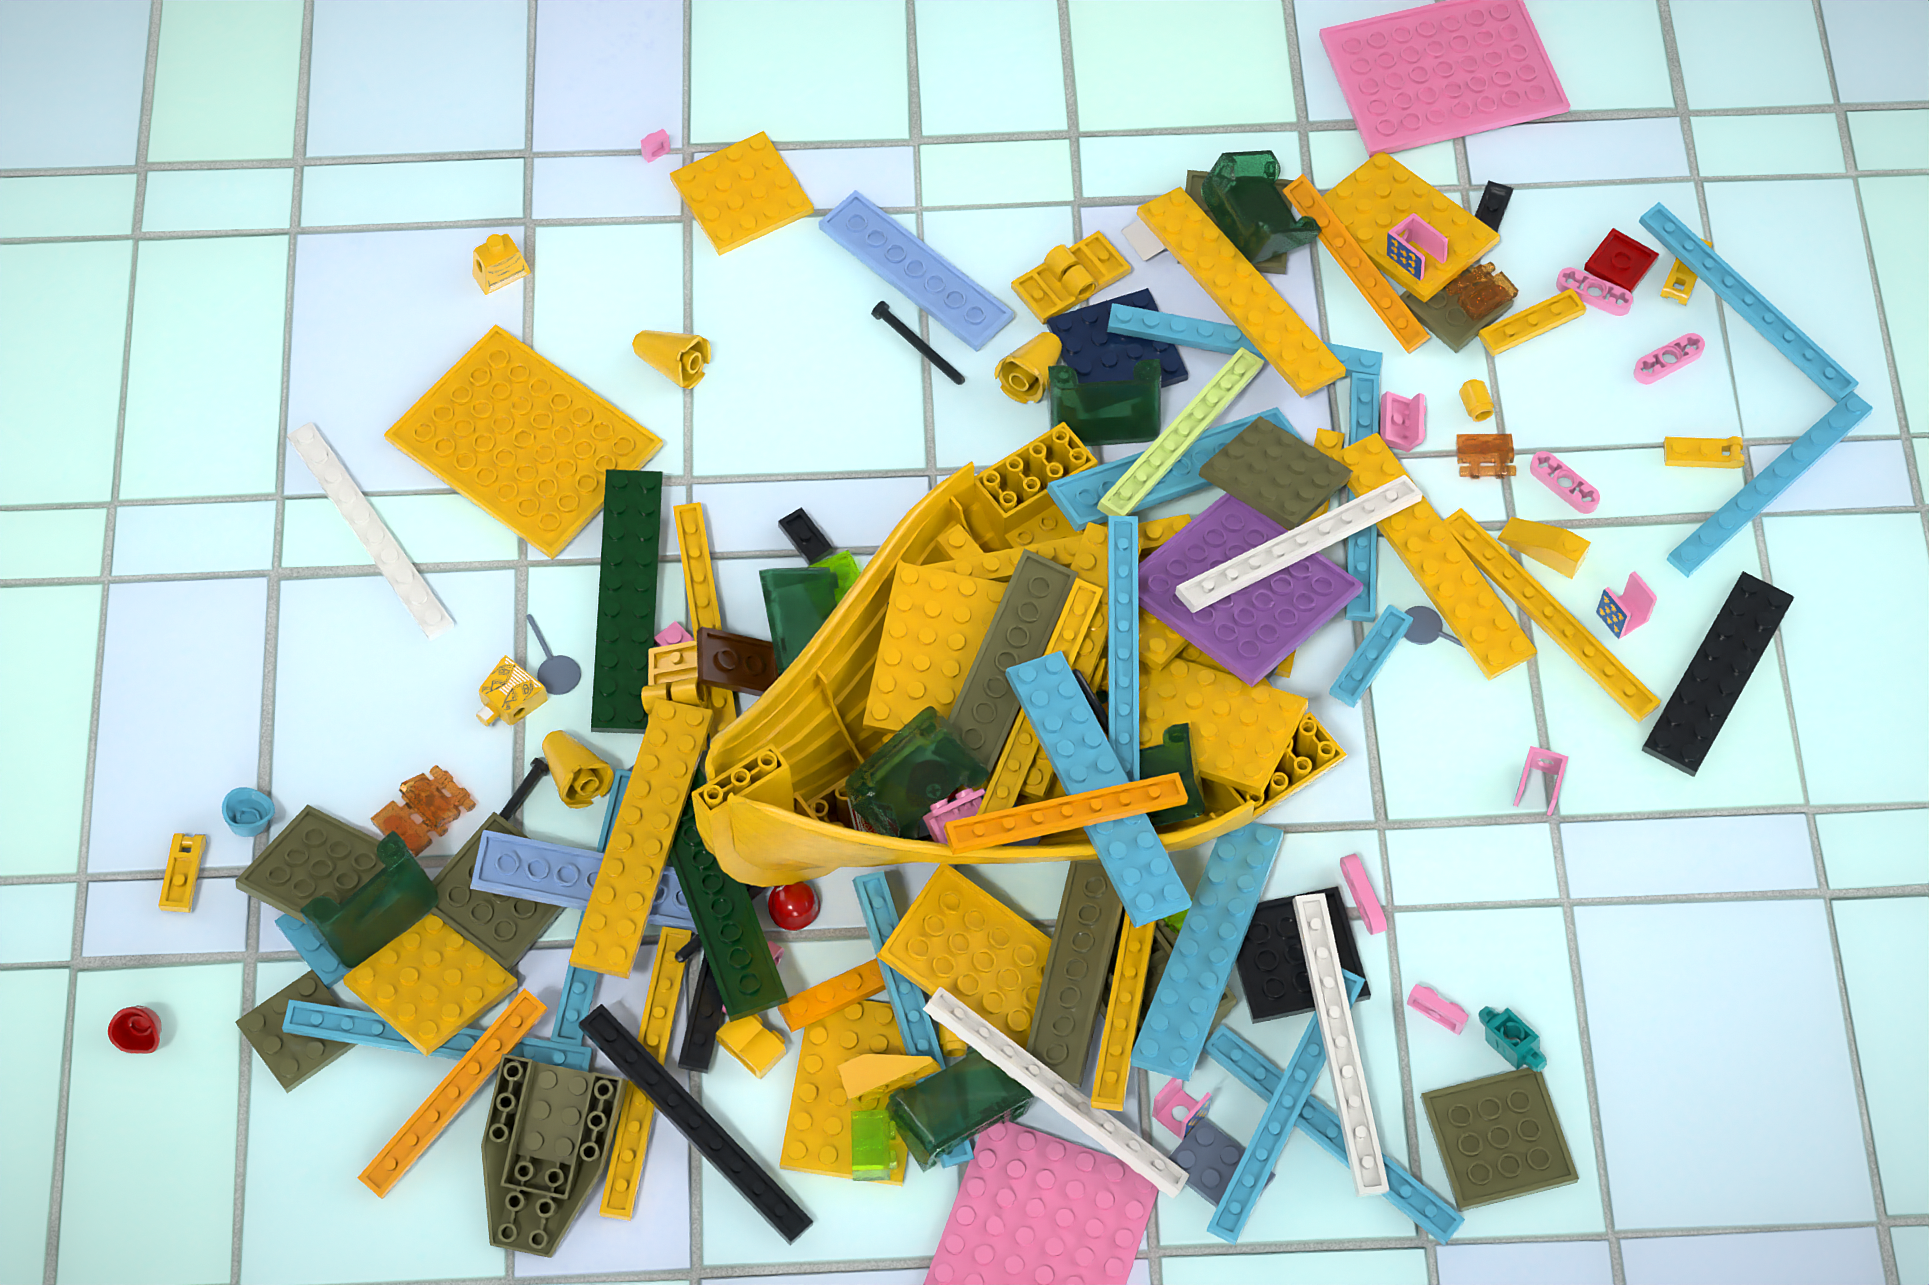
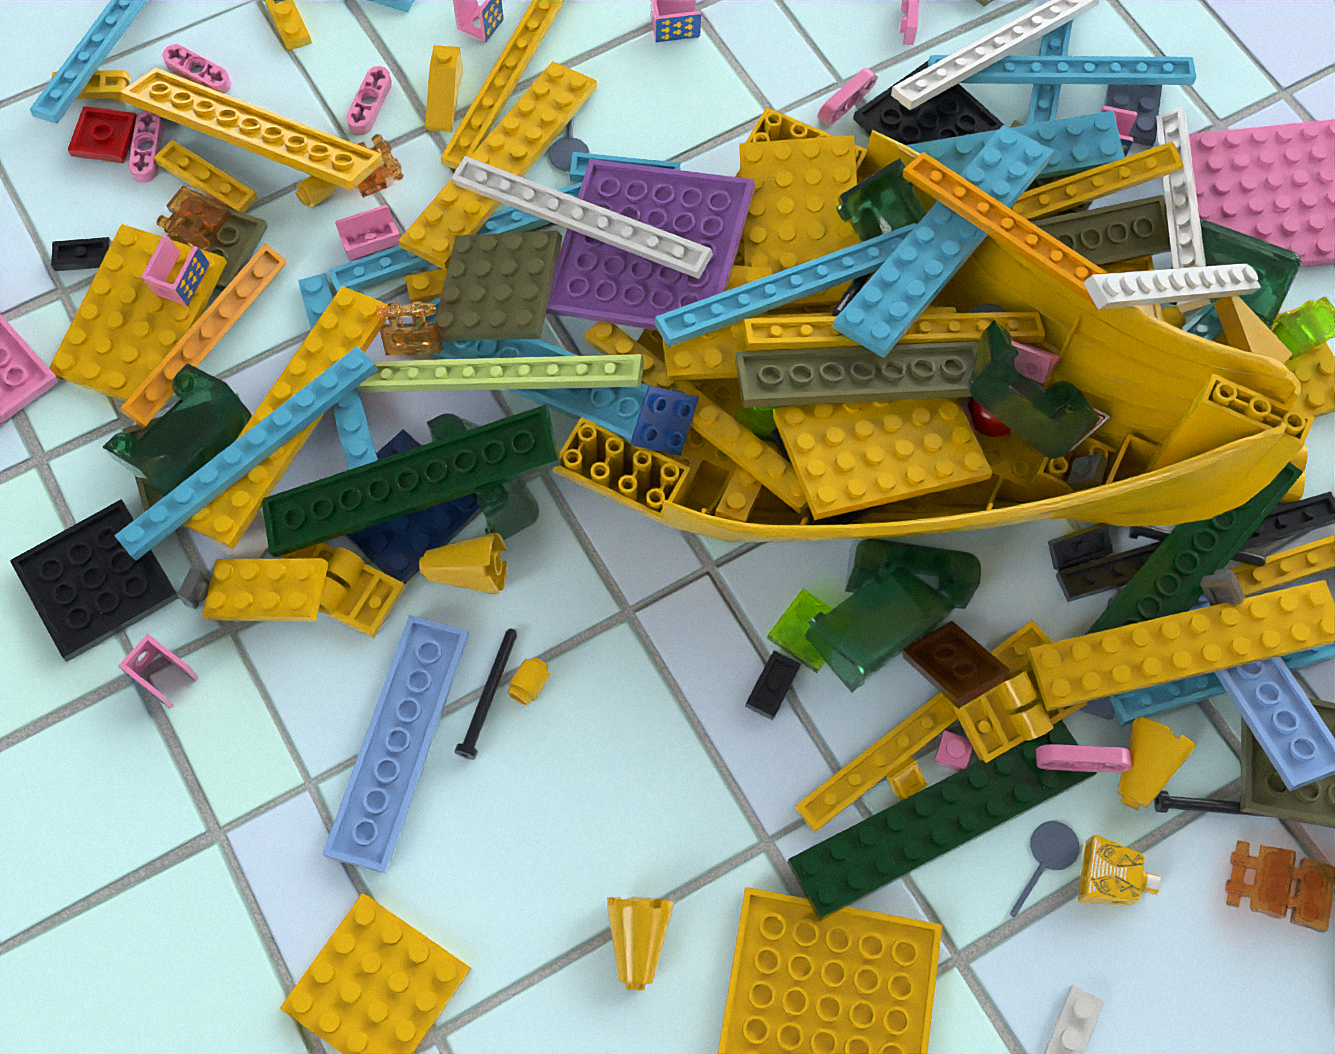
camera: 120 degrees left, 5 degrees up
(604, 709) = (1083, 758): none -> bright pink beam
(670, 886) = (1222, 588): none -> flat silver tile
(672, 590) = (906, 779): none -> yellow tile
(820, 794) = (1087, 471): none -> dark grey plate
(910, 370) = (528, 681): none -> yellow brick
(938, 942) = (1171, 285): none -> white plate
(1054, 511) = (664, 420): none -> blue hinge
(1057, 126) = (152, 649): none -> bright pink piece
(1088, 223) = (265, 589): none -> yellow plate
(1112, 332) = (410, 481): none -> dark green plate
(1120, 183) = (193, 588): none -> dark grey plate
(1166, 125) = (90, 583): none -> black plate
(1212, 245) = (245, 453): none -> medium azure plate
(1271, 398) = (413, 337): none -> clear orange plate
(1562, 366) = (252, 128): none -> yellow plate

